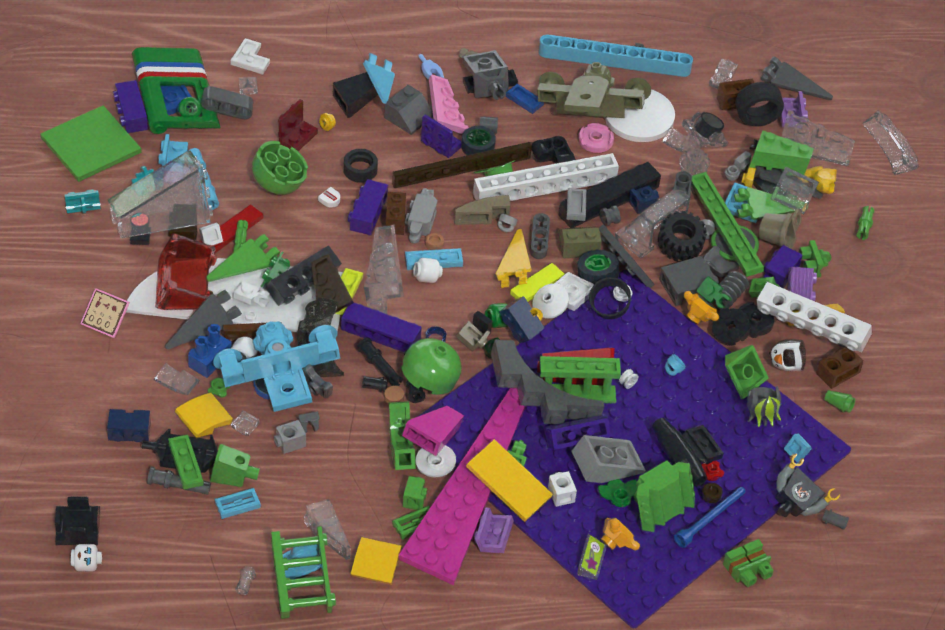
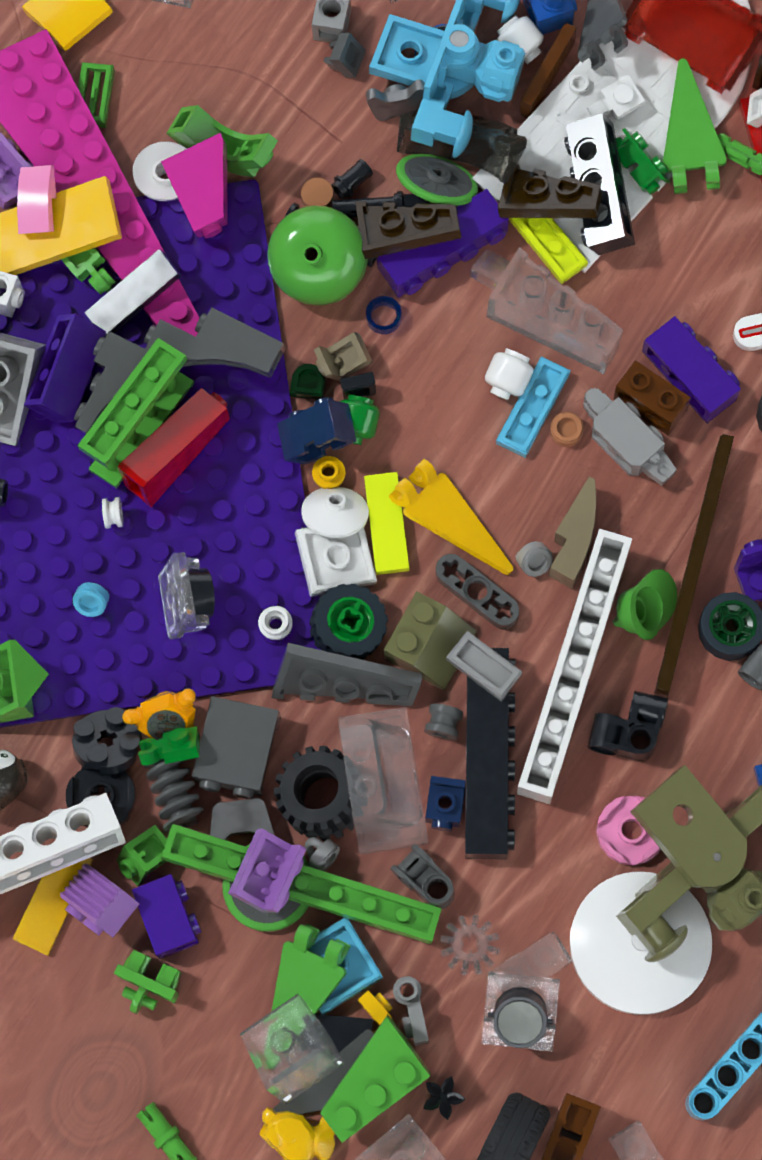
camera: 135 degrees right, 25 degrees up
(353, 341) = (436, 179): none -> dark grey wheel
(390, 333) = (398, 229): none -> dark brown wing
(414, 493) = (131, 114): bright green brick -> none
(503, 487) = (34, 200): none -> bright pink slope
(515, 428) = (134, 293): none -> tile
(609, 281) = (257, 559): black tyre -> none
(644, 323) = (186, 595): none -> clear piece
(734, 223) = (267, 872): none -> medium lavender bracket
(780, 228) = (230, 961): dark tan container -> none

